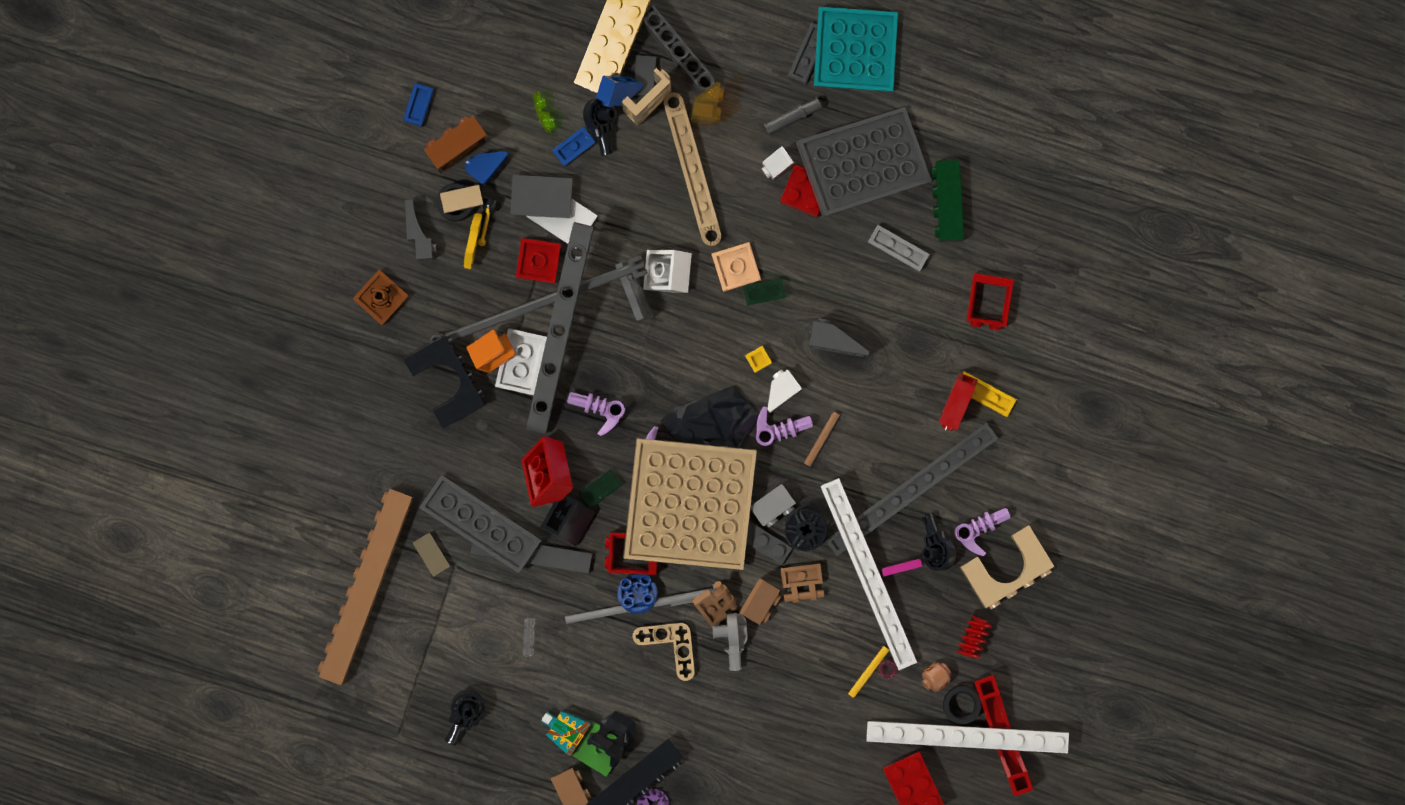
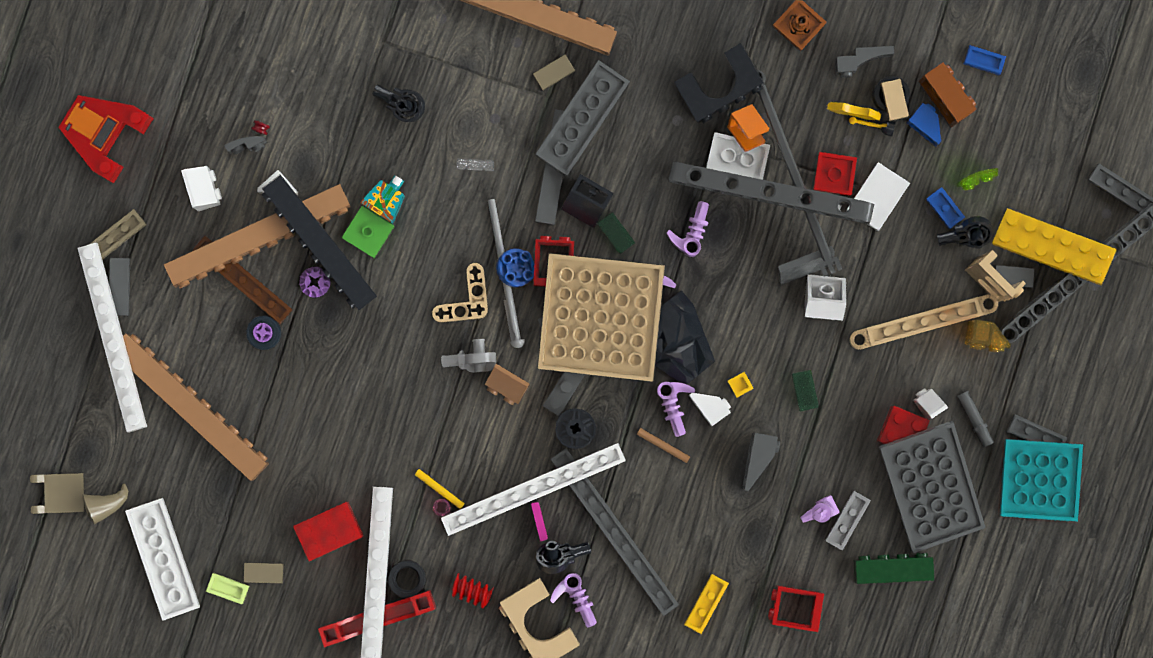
camera: 85 degrees right, 0 degrees up
(541, 196) = (897, 176): dark grey tile -> none
(546, 472) = (631, 180): red slope -> none
(616, 88) = (1003, 245): blue slope -> none
(622, 728) = (387, 252): black piece -> none
(708, 603) = (505, 335): medium nougat plate -> none
(736, 267) = (829, 363): light nougat tile -> none
(773, 505) = (599, 397): light grey brick -> none
(802, 576) = (531, 425): medium nougat plate -> none
(889, 274) = (821, 511): none -> lavender piece
(936, 677) = (434, 554): nougat head -> none
(957, 402) = (699, 576): red window -> none

